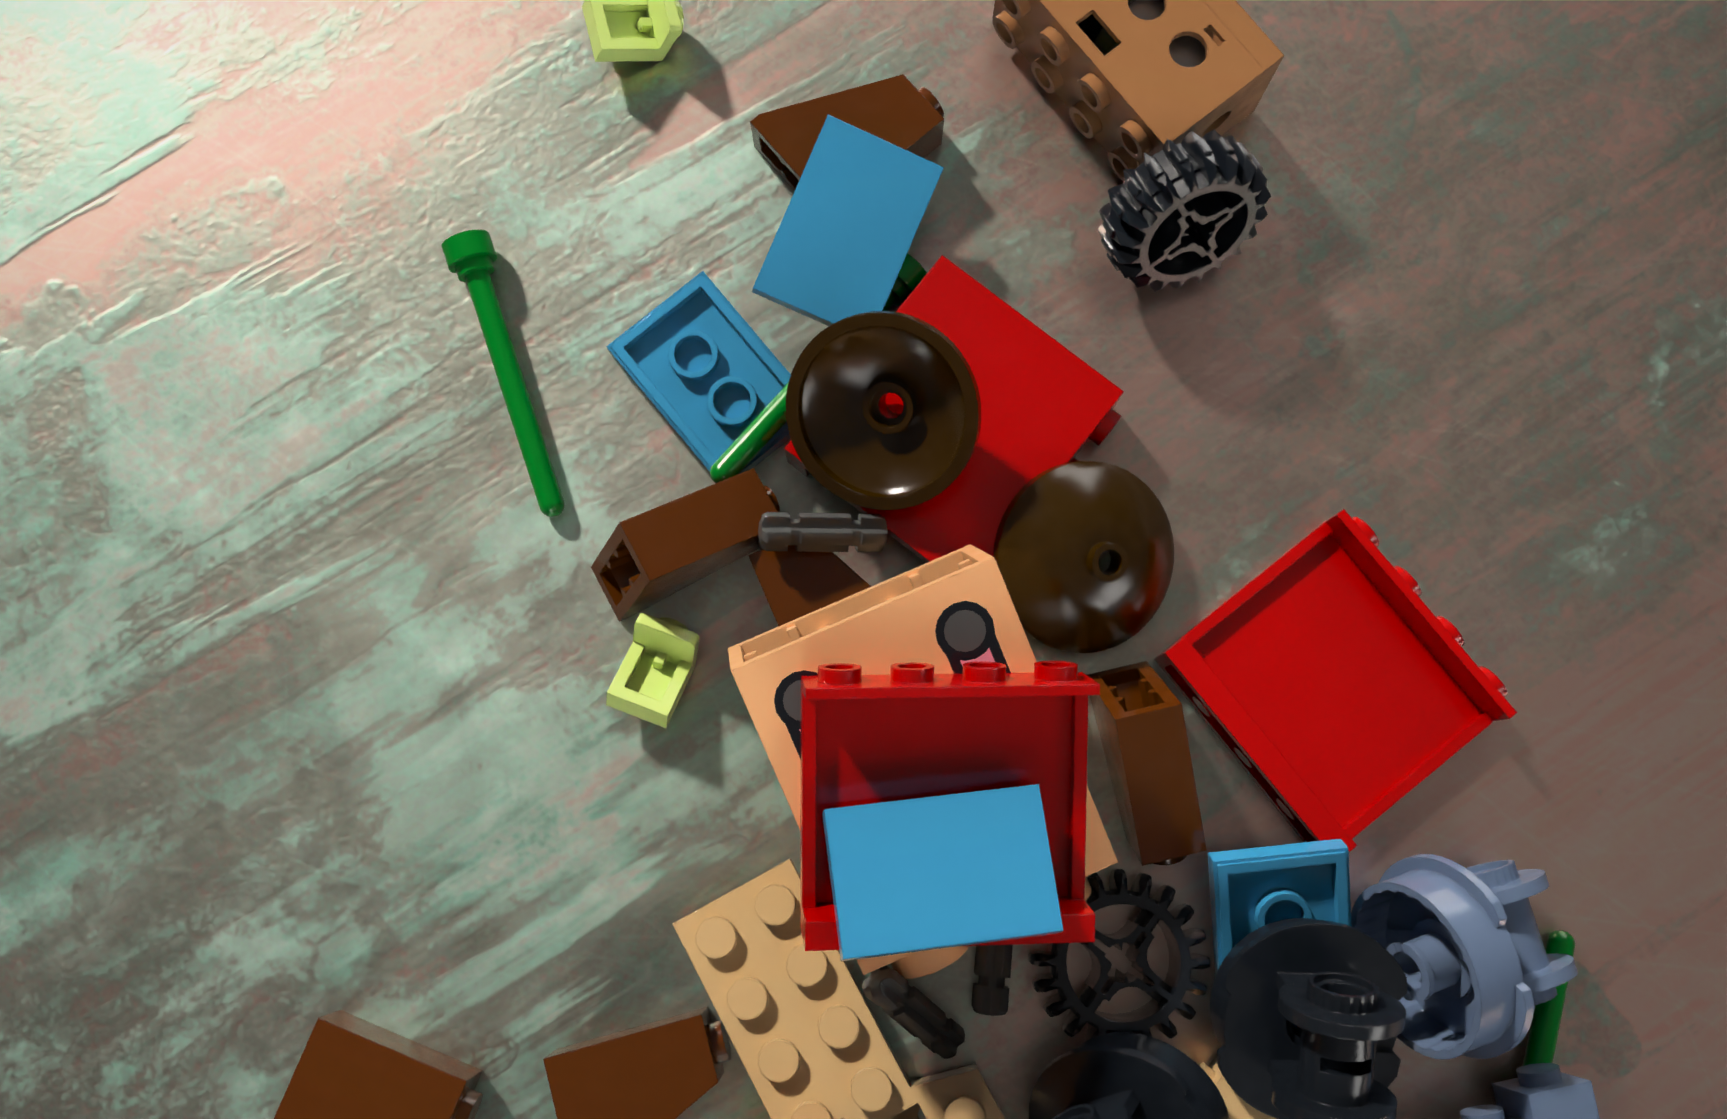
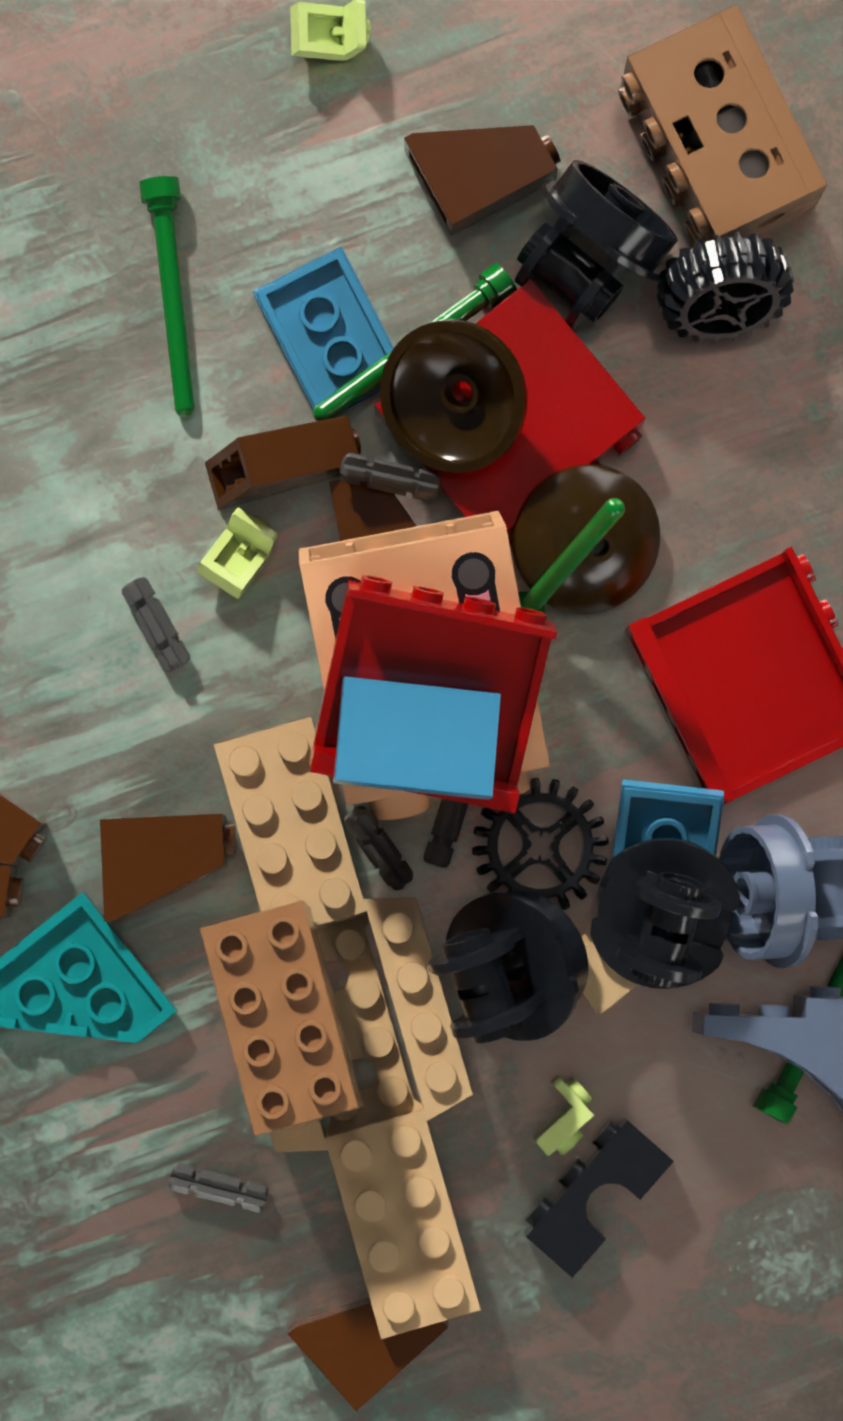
camera: 15 degrees right, 5 degrees up
(569, 782) = (155, 624): none -> dark grey axle
(847, 225) = (461, 242): dark azure tile -> none
(974, 229) = (610, 219): none -> black piece
(1092, 571) = (573, 555): none -> green piece
(1149, 763) = (596, 705): reddish brown slope -> none

